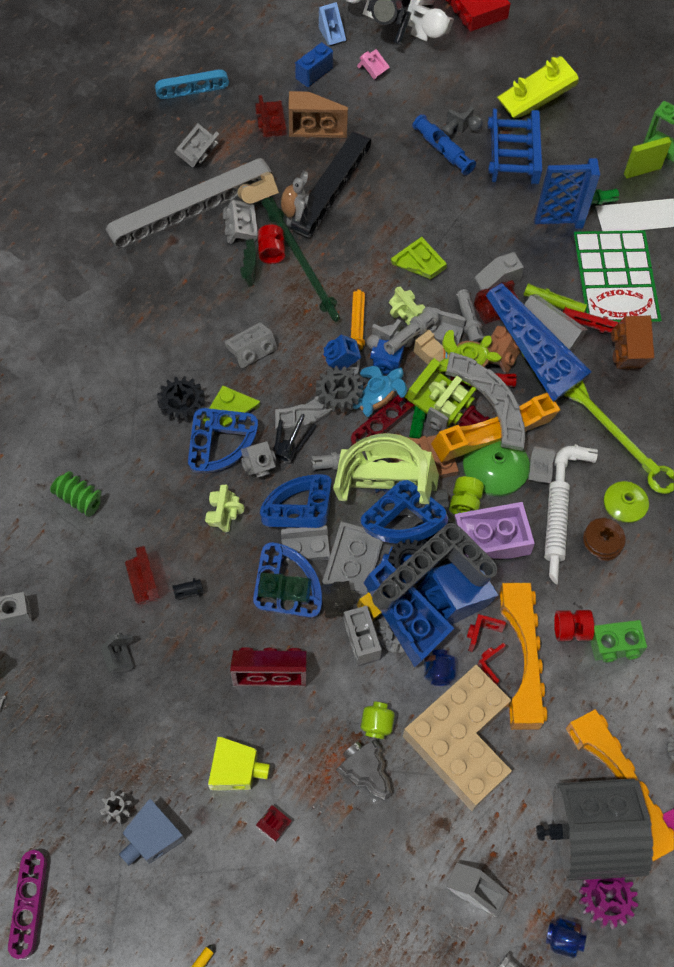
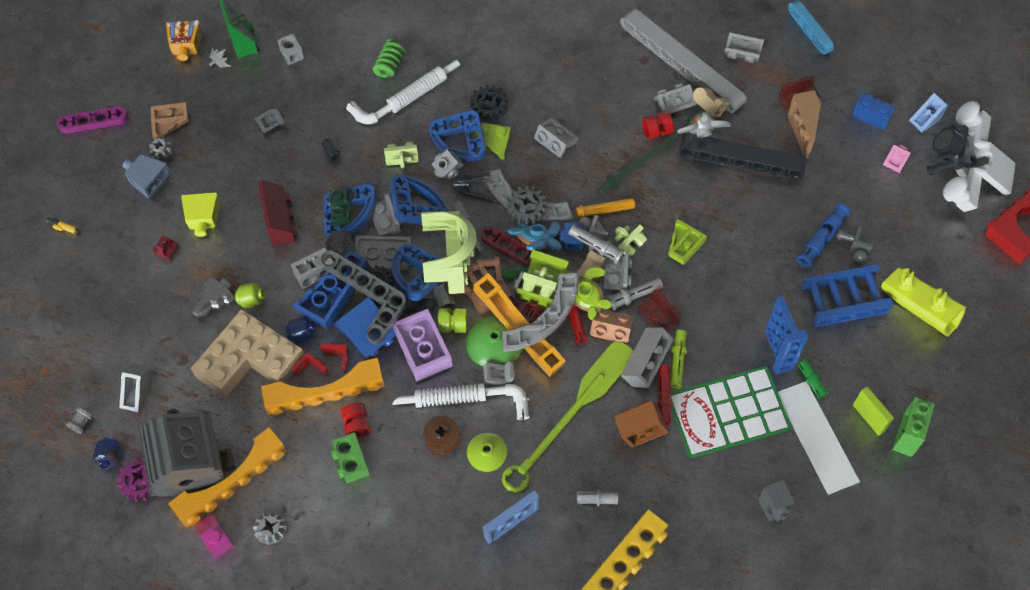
camera: 80 degrees right, 0 degrees up
(66, 792) = (168, 118): none -> medium nougat wing
(138, 487) = (405, 96): none -> white piece
(141, 577) = (333, 118): clear red bracket -> none
(249, 267) = (630, 117): clear green slope -> none
(341, 352) = (558, 196): blue brick -> none
(500, 270) = (691, 307): light grey slope -> none
(548, 357) = (607, 353): blue wing -> none

